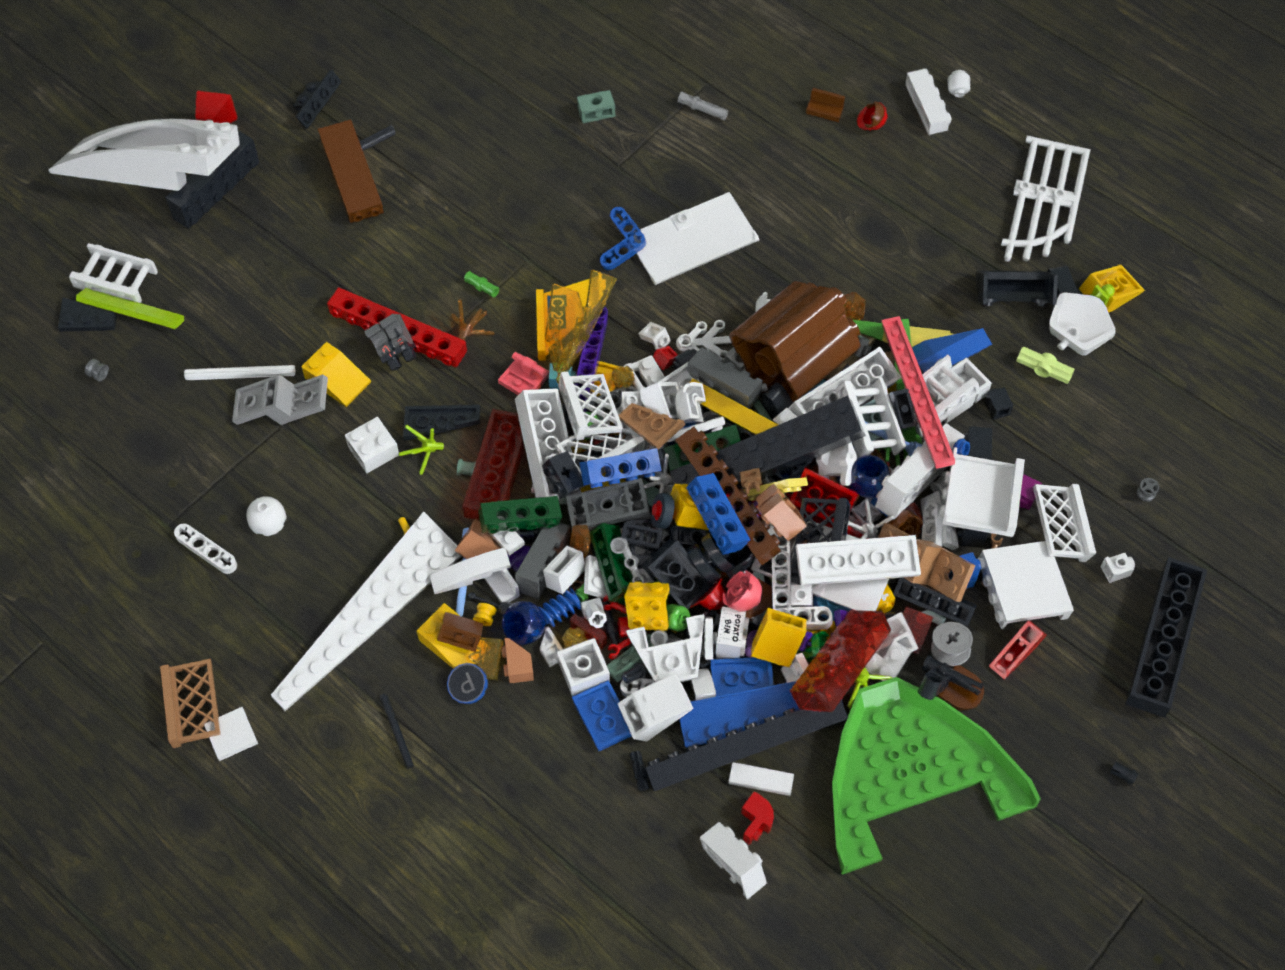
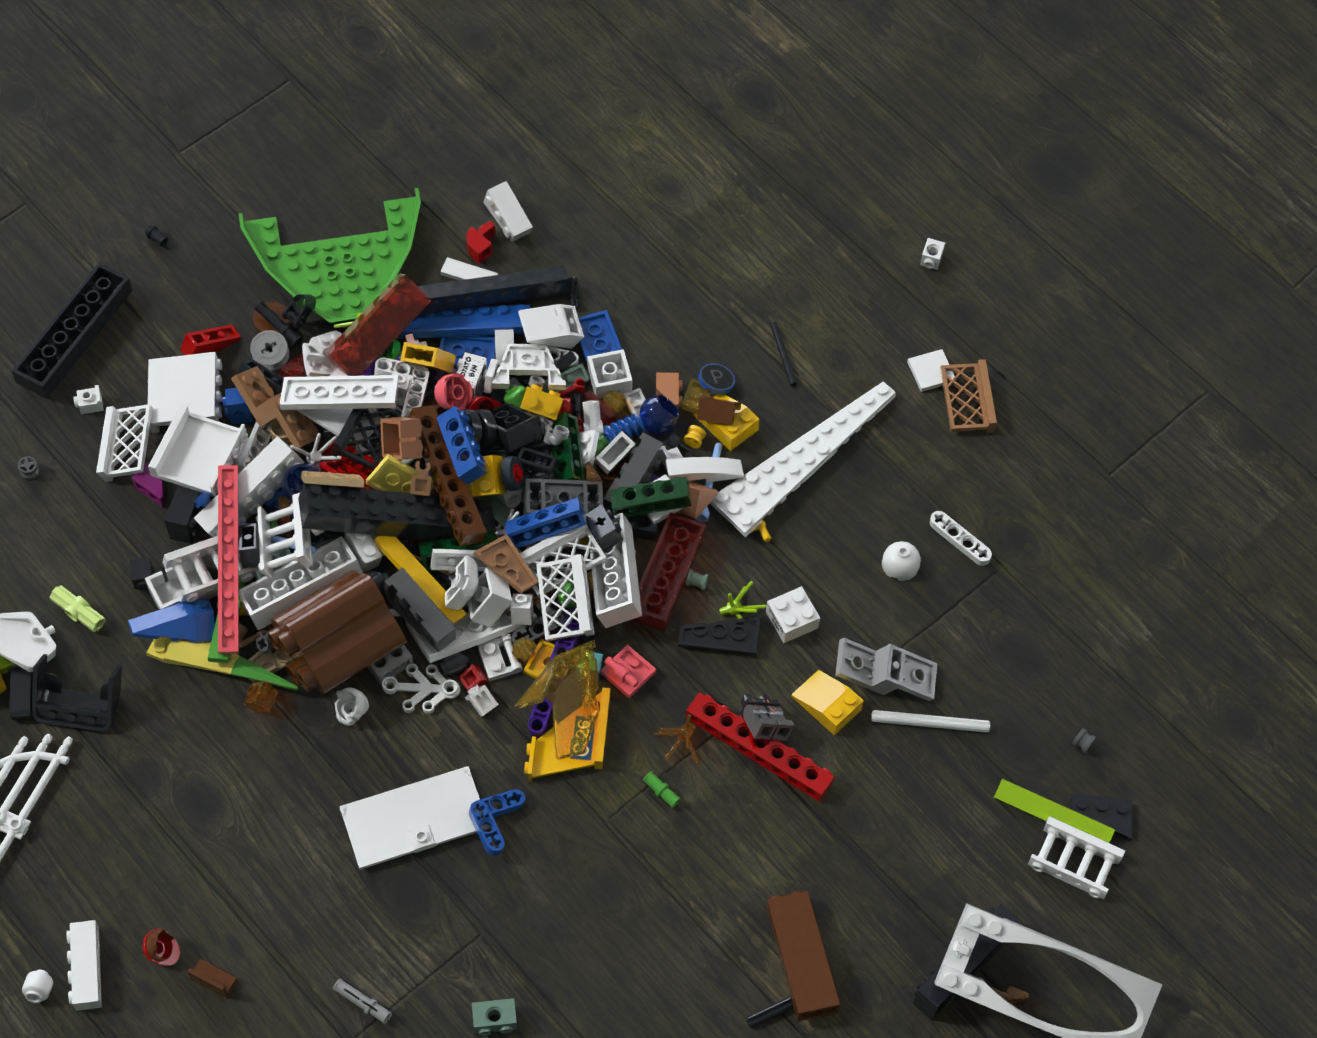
camera: 175 degrees left, 0 degrees up
(228, 889) = (933, 248): none -> white brick
(837, 453) = (332, 479): none -> tan tile

